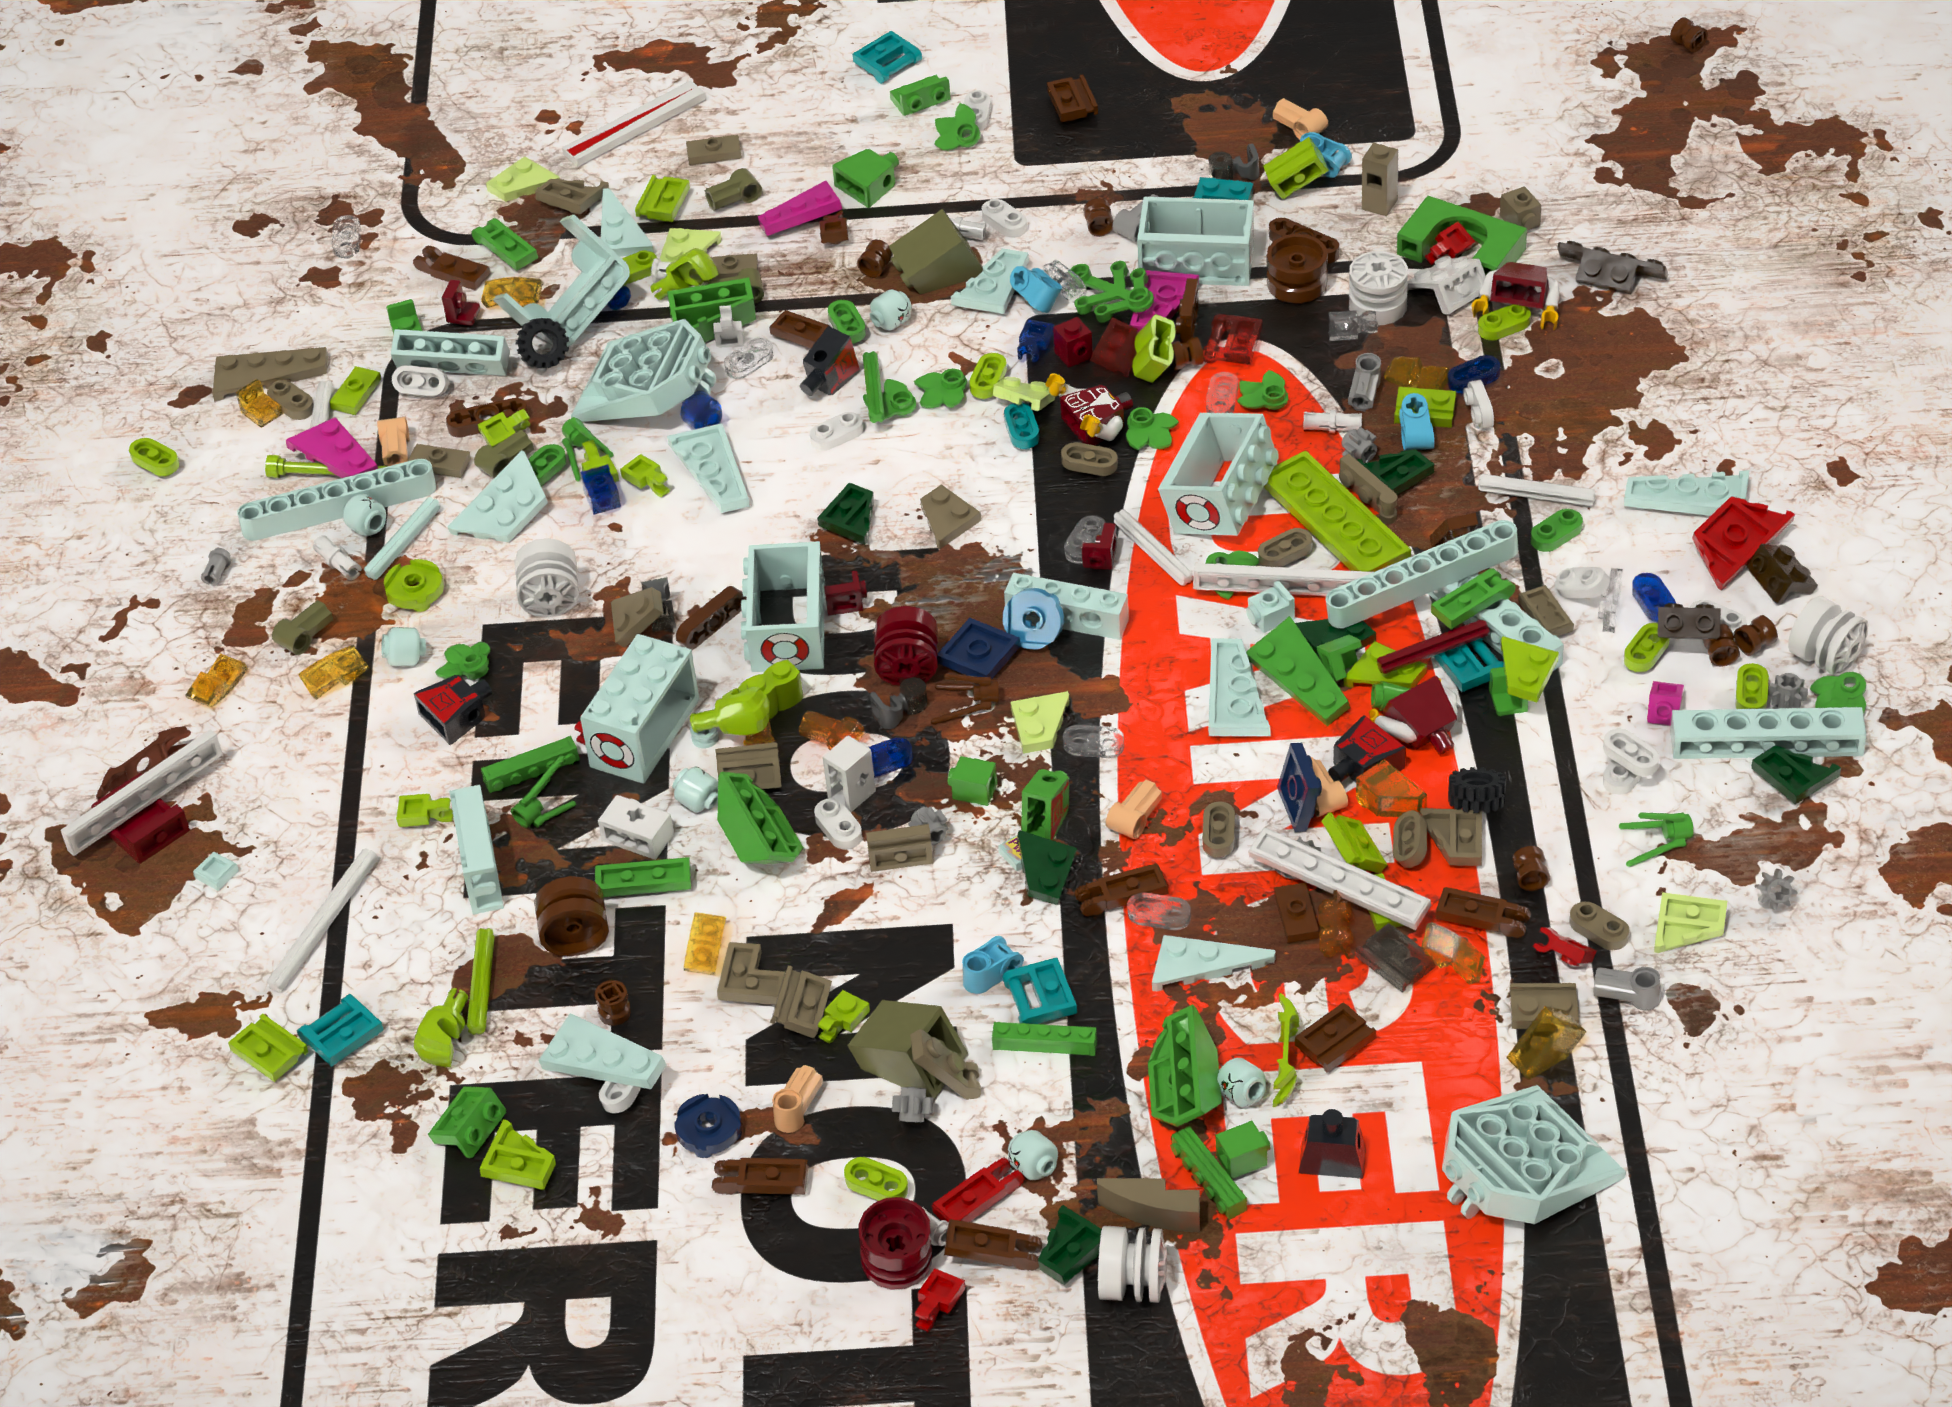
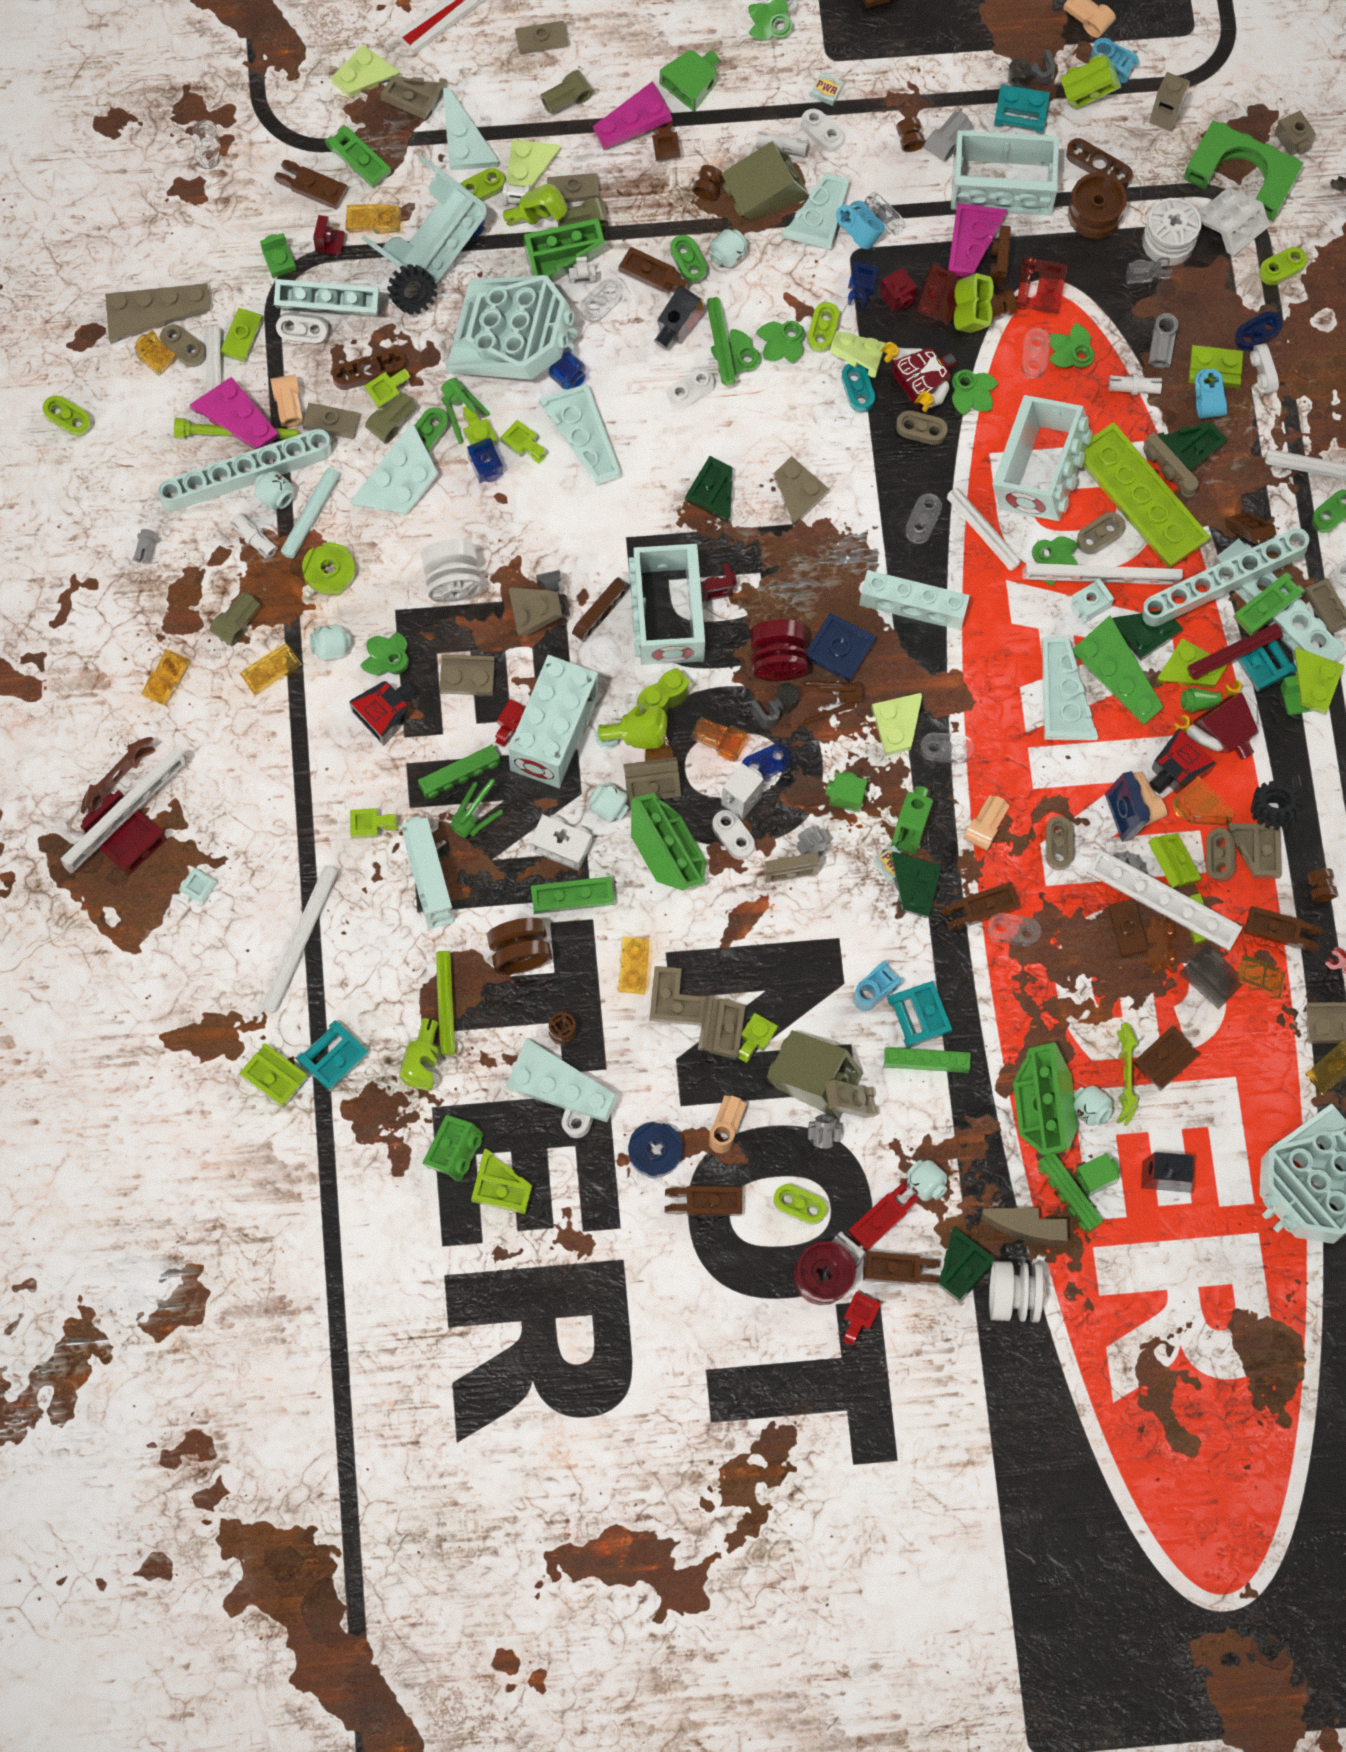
camera: 10 degrees left, 25 degrees up
(553, 679) = (467, 675): none -> dark tan plate
(662, 198) = (501, 101): lime plate -> none
(1012, 185) = (826, 89): none -> tile
(1046, 607) = (890, 605): plate -> none
(1102, 553) = (941, 539): dark red bracket -> none
(1136, 300) = (931, 229): bright green plant -> none
(1199, 959) = (1045, 977): light aqua wing -> none
(1339, 655) = (1151, 655): bright green panel -> none
(1359, 444) = (1160, 417): light grey gear -> none
(1410, 373) = (1206, 330): clear yellow slope -> none
(1450, 241) = (1234, 171): red plate -> none
(1520, 286) = (1299, 230): dark red torso -> none

